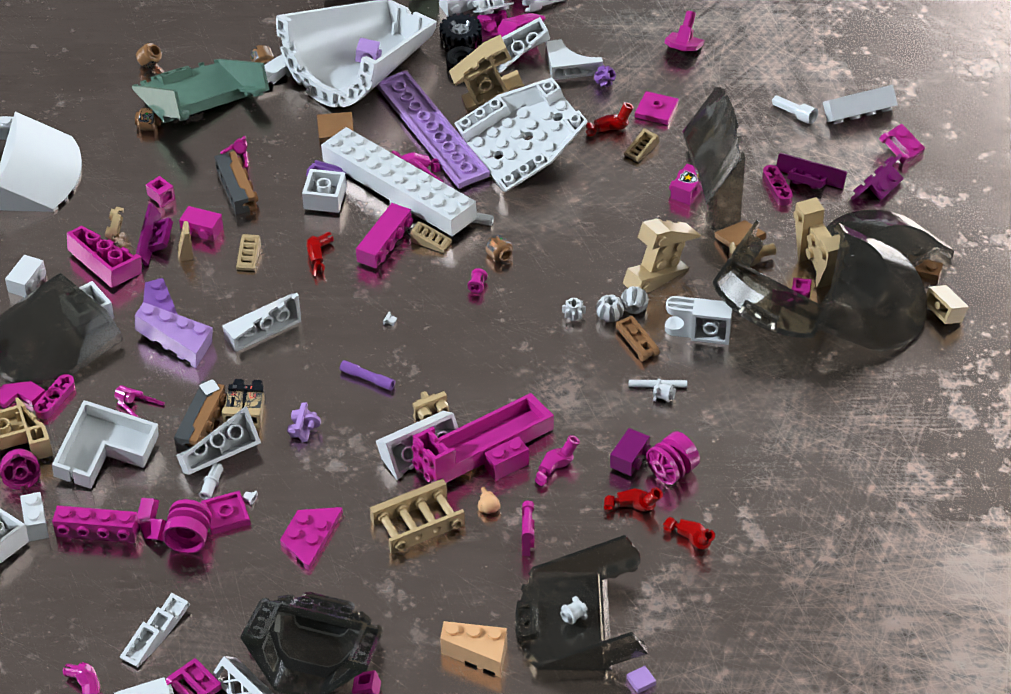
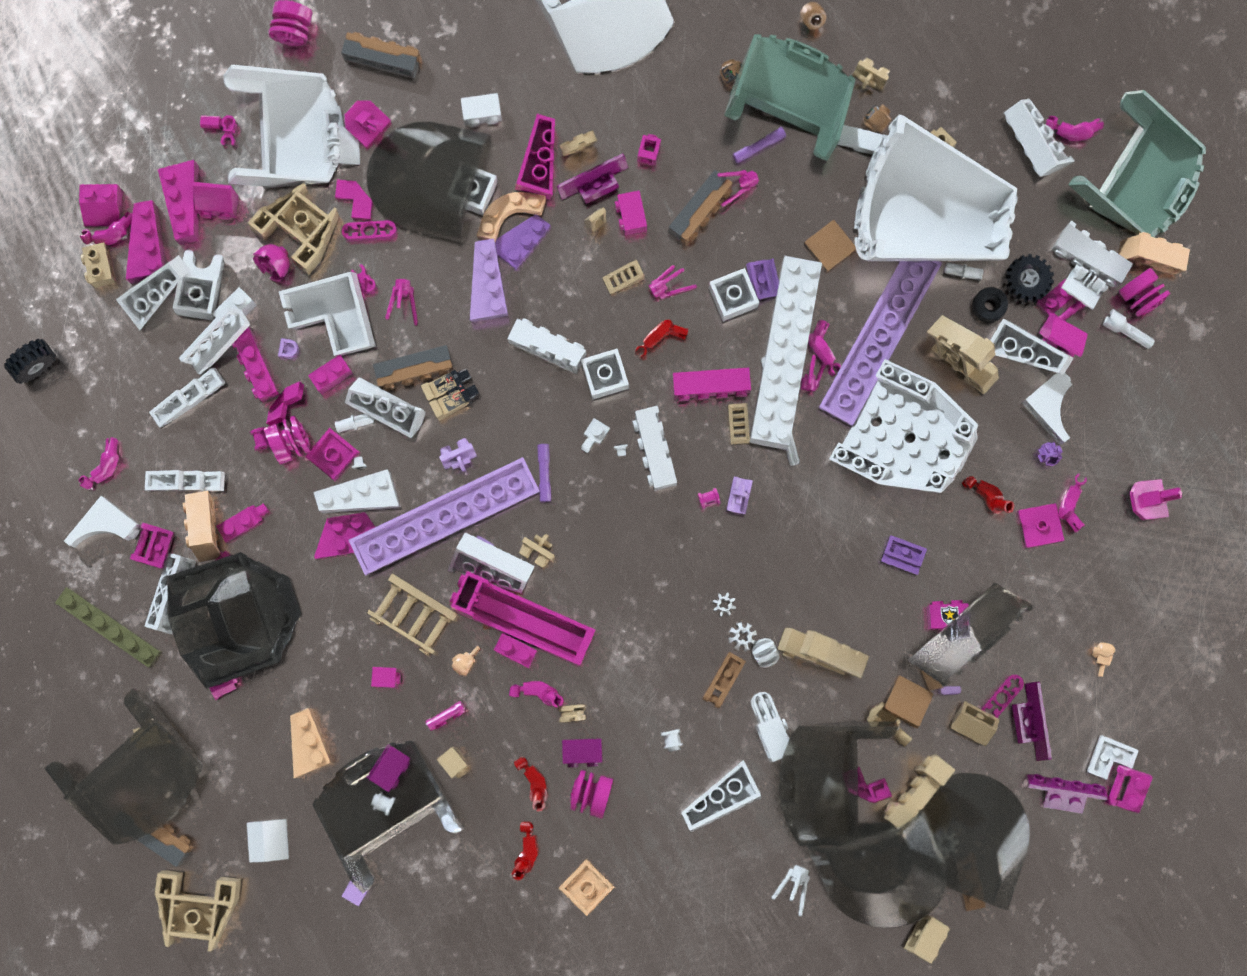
camera: 60 degrees right, 35 degrees up
(52, 533) = (217, 341): none -> white fence
(80, 592) = (187, 397): none -> white slope
(104, 499) = (288, 349): none -> lavender tile
(122, 293) = (505, 206): none -> light nougat plate
(155, 475) = (330, 374): none -> dark pink brick
(166, 554) = (260, 439): none -> dark pink bush
(209, 387) = (442, 355): white sticker -> none
(210, 631) = (201, 526): none -> light nougat wedge
(216, 142) = (769, 139): none -> medium lavender piece
(225, 47) = (870, 75): none -> tan hips
(230, 606) = (241, 522): none -> dark pink hinge
(276, 235) = (659, 286): none -> dark pink plant
(281, 500) = (361, 494): none -> white wedge
(319, 293) = (605, 374): none -> white brick
(348, 454) = (444, 516): none -> lavender plate
(362, 328) = (595, 434): none -> white plate
(368, 48) = (939, 214): lavender brick -> none
(406, 291) = (655, 448): none -> white wedge
(423, 63) = (963, 271): none -> white axle
(458, 562) = (385, 677): none -> dark pink brick
(490, 258) = (739, 495): none -> lavender hips
(499, 248) = (761, 493): medium nougat head -> none
(543, 588) = (388, 768): none -> magenta brick
(574, 536) = (454, 763): none -> tan brick
(591, 444) = (572, 713): none -> tan wheel
(618, 189) = (903, 555): none -> medium lavender plate
(640, 139) = (993, 545): tan slope -> none
(651, 383) = (682, 726): white piece -> none
(652, 83) = (1068, 505): none -> dark pink arm
(738, 375) = (724, 797): none -> white wedge
(748, 208) = (950, 690): none -> lavender tile
(753, 509) = (586, 887): none -> light nougat tile
(785, 202) = (975, 723): none -> tan brick
(786, 115) = (1104, 654): none -> light nougat piece
(803, 112) = (1117, 672): white piece -> none
(841, 363) = (799, 876): none -> white plant
(860, 103) = (1162, 720): white wedge -> none
(867, 145) = (1106, 753): none -> white plate

